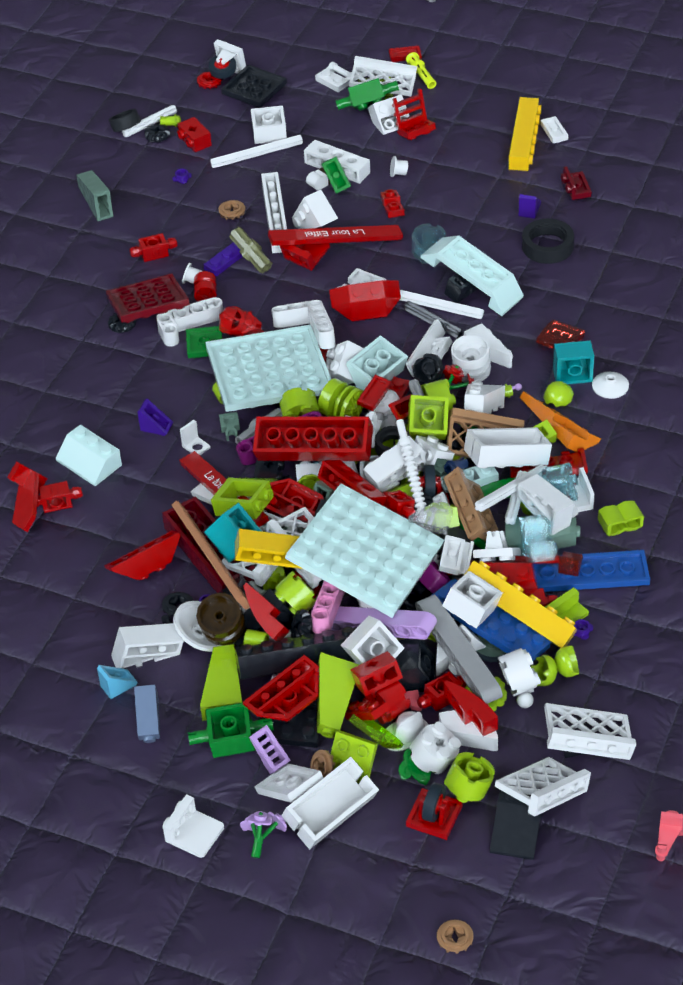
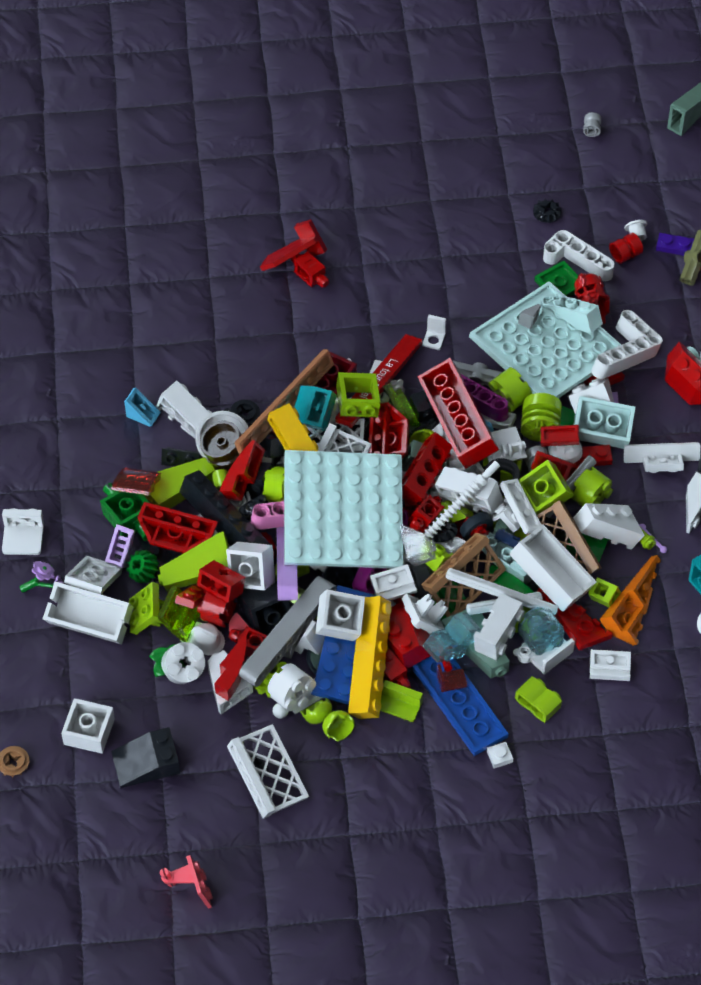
camera: 60 degrees right, 10 degrees up
(59, 259) = (592, 124): none -> light grey wheel
(88, 455) = (370, 268): light aqua slope -> none
(147, 298) = (580, 212): dark red plate -> none
(147, 558) = (271, 363): red wedge -> none
(147, 713) = (116, 446): sand blue slope -> none
(153, 247) = (654, 185): red piece -> none
(153, 419) = (439, 291): dark purple slope -> none
(193, 672) = (176, 457): none -> black hinge
(211, 702) = (136, 481): none -> clear red slope
(229, 424) = (468, 349): sand green plate -> none
(241, 361) = (529, 316): none -> light grey slope
(257, 333) = (578, 313): none -> light aqua slope
(297, 737) = (142, 566): none -> green gear
(322, 757) = (127, 591): medium nougat gear -> none
(428, 369) = (629, 466): black hair -> none
(434, 812) = (125, 693): red plate -> none
(437, 437) = (520, 505): none -> white tile
(454, 375) = (632, 487): red plant -> none
(457, 852) = (88, 725): none -> white brick
(469, 777) = (162, 711): lime brick -> none
(473, 356) = (663, 493): white wheel -> none
(551, 793) = (181, 771): white fence -> none
(558, 393) = (671, 585): lime hair -> none
(583, 629) = (391, 718): dark purple plate -> none
(613, 461) = (610, 665): none -> white plate
(658, 567) = (499, 755): none -> white plate

